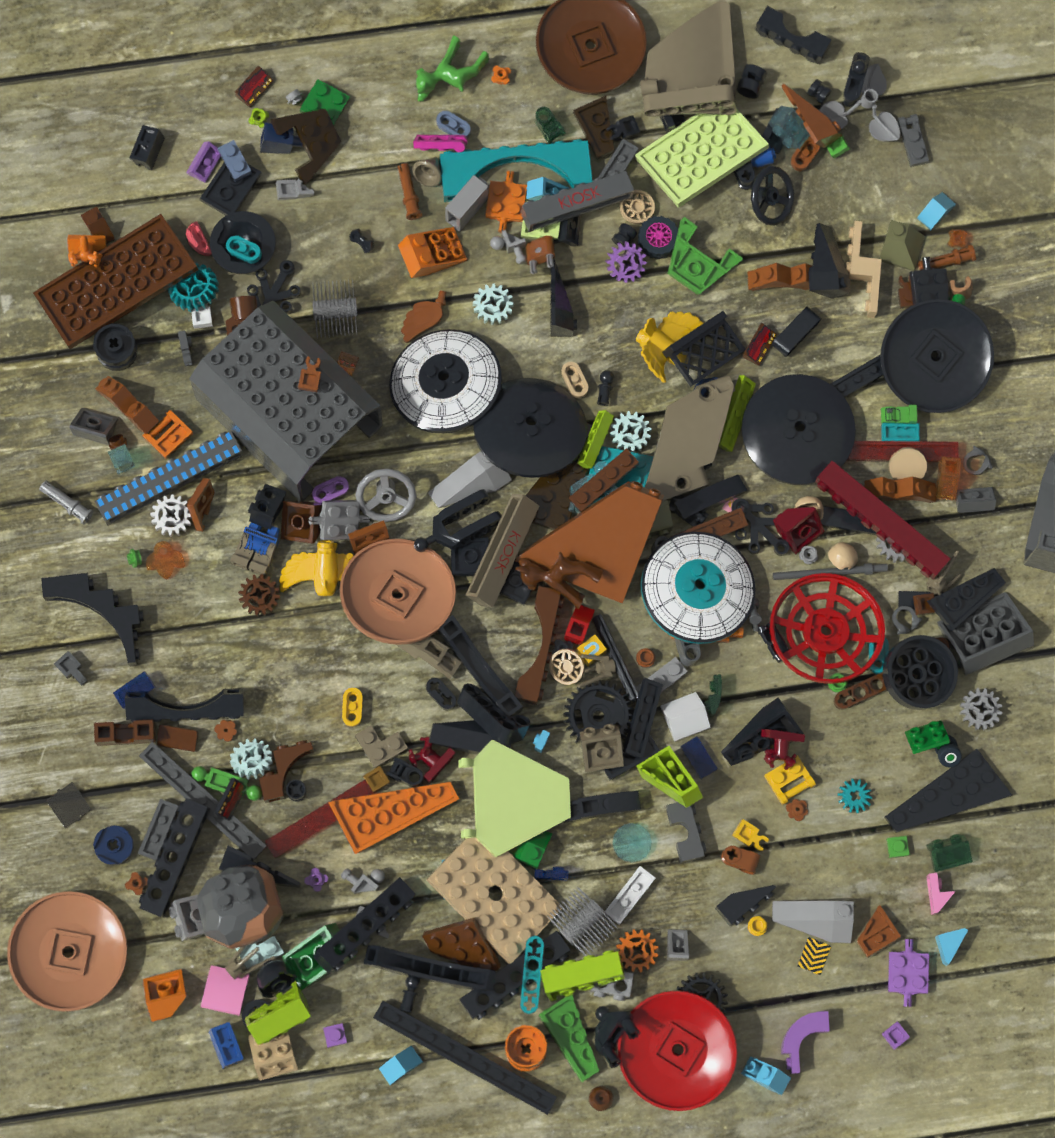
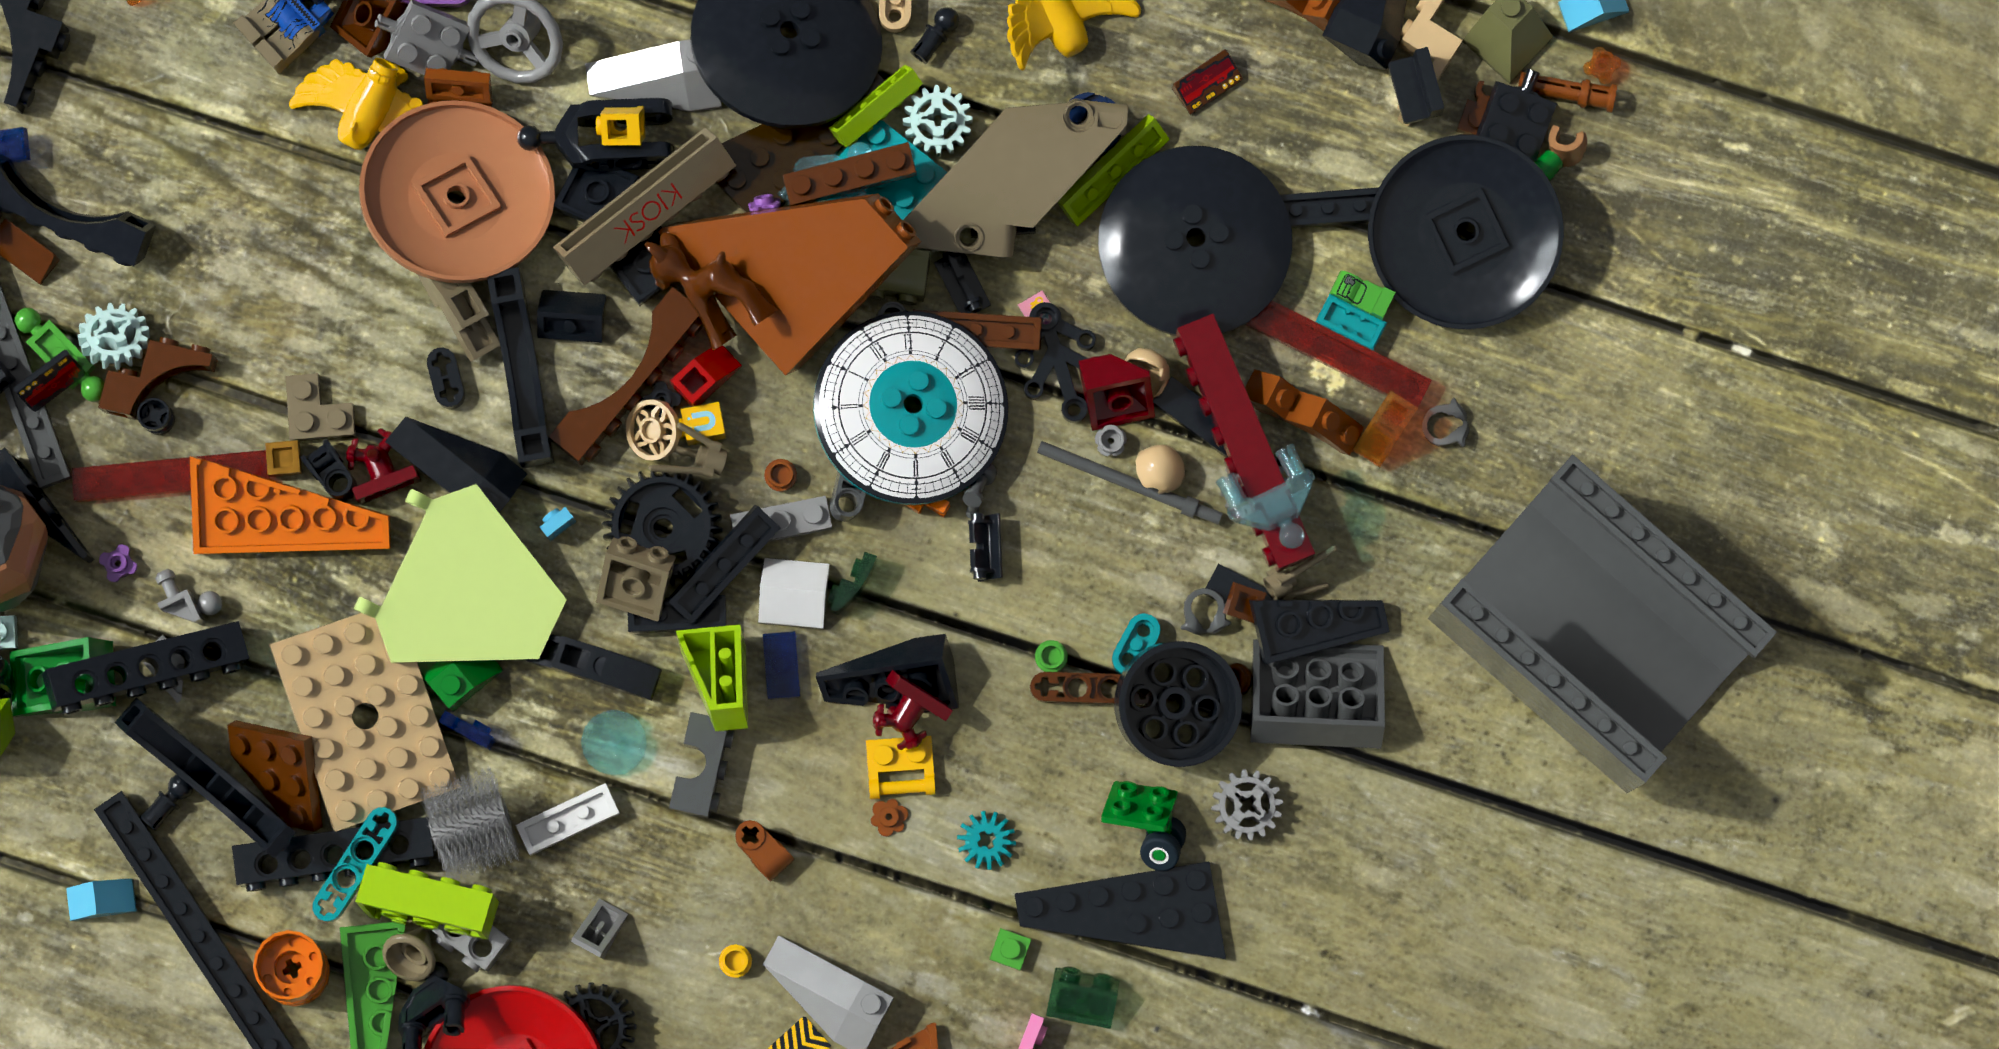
camera: 30 degrees right, 5 degrees up
(220, 728) = (94, 269): dark orange plant -> none
(251, 597) = (250, 110): reddish brown gear -> none
(335, 1035) = (27, 807): medium lavender plate -> none
(352, 707) = (301, 332): yellow plate -> none
(474, 516) = (614, 135): none -> yellow brick
(491, 628) = (571, 316): none -> black panel
(491, 718) = (495, 451): black beam -> none
(564, 517) = (764, 202): none -> medium lavender plate
(585, 1009) = (410, 955): none -> dark tan hat
(615, 654) = (735, 452): black axle -> none
(629, 945) = (528, 894): orange gear -> none
(699, 334) = (1113, 20): black fence -> none
(710, 497) = (1005, 279): black slope -> none
(739, 903) = (723, 914): black slope -> none
(747, 834) = (792, 816): yellow plate -> none
(796, 331) = (1274, 89): black beam -> none
(827, 618) = (1077, 547): red dish -> none
(872, 293) = (1416, 87): none -> black panel
(907, 463) = (1334, 376): tan tile -> none
(918, 543) = (1276, 505): none -> clear light blue connector
(975, 499) = (1412, 482): dark grey slope -> none

